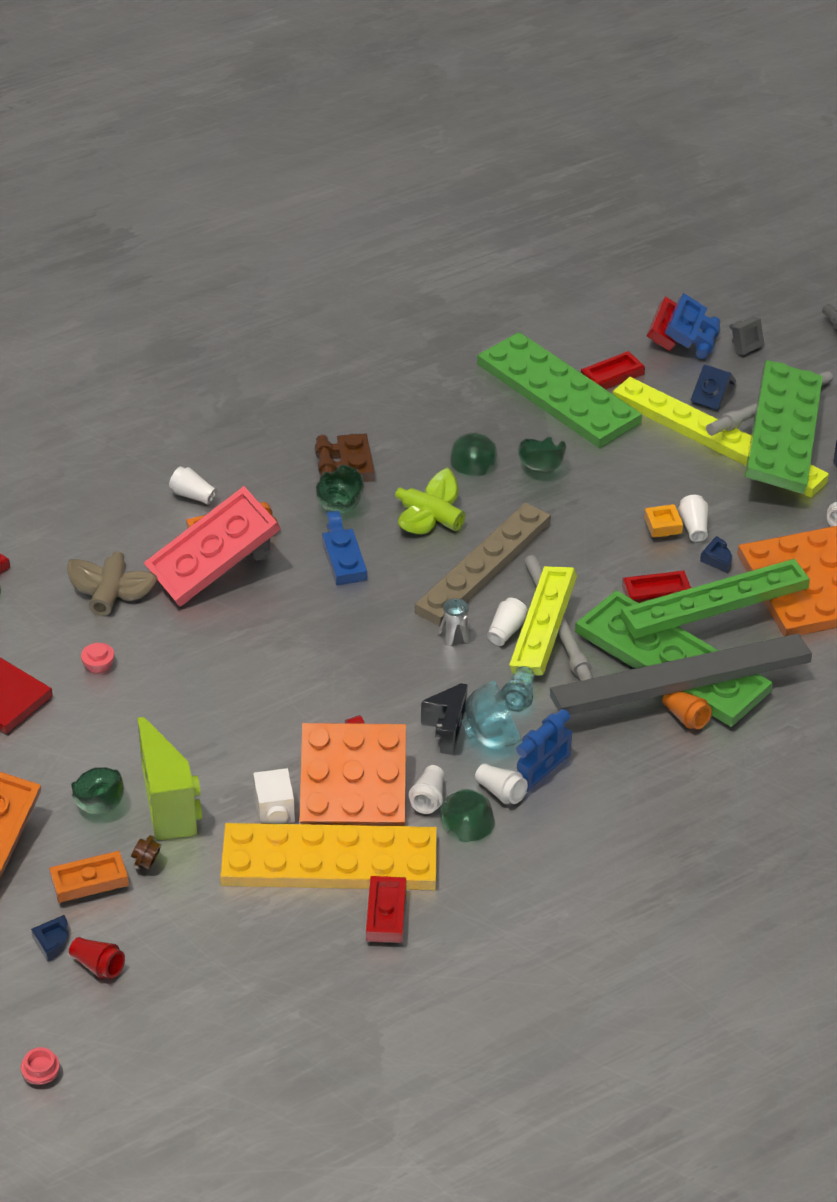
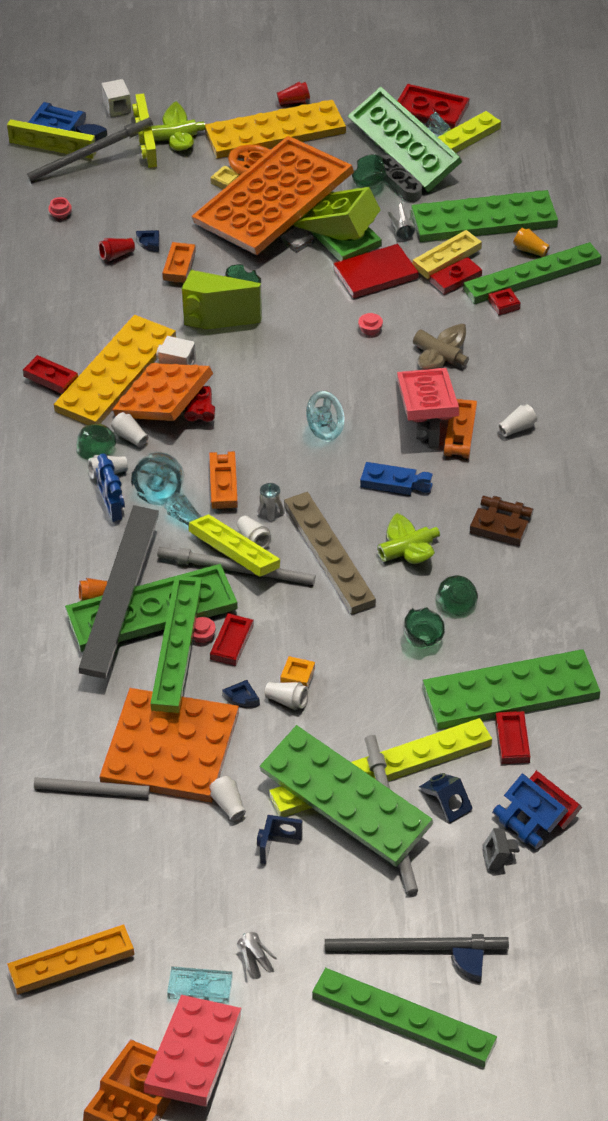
camera: 120 degrees right, 5 degrees up
(146, 852) = (175, 288): reddish brown plate -> none
(295, 626) = (322, 415): none -> clear light blue piece
(340, 489) = (455, 493): clear green hair -> none
(445, 713) = (187, 459): black slope -> none
(463, 668) = (223, 480): none -> orange plate

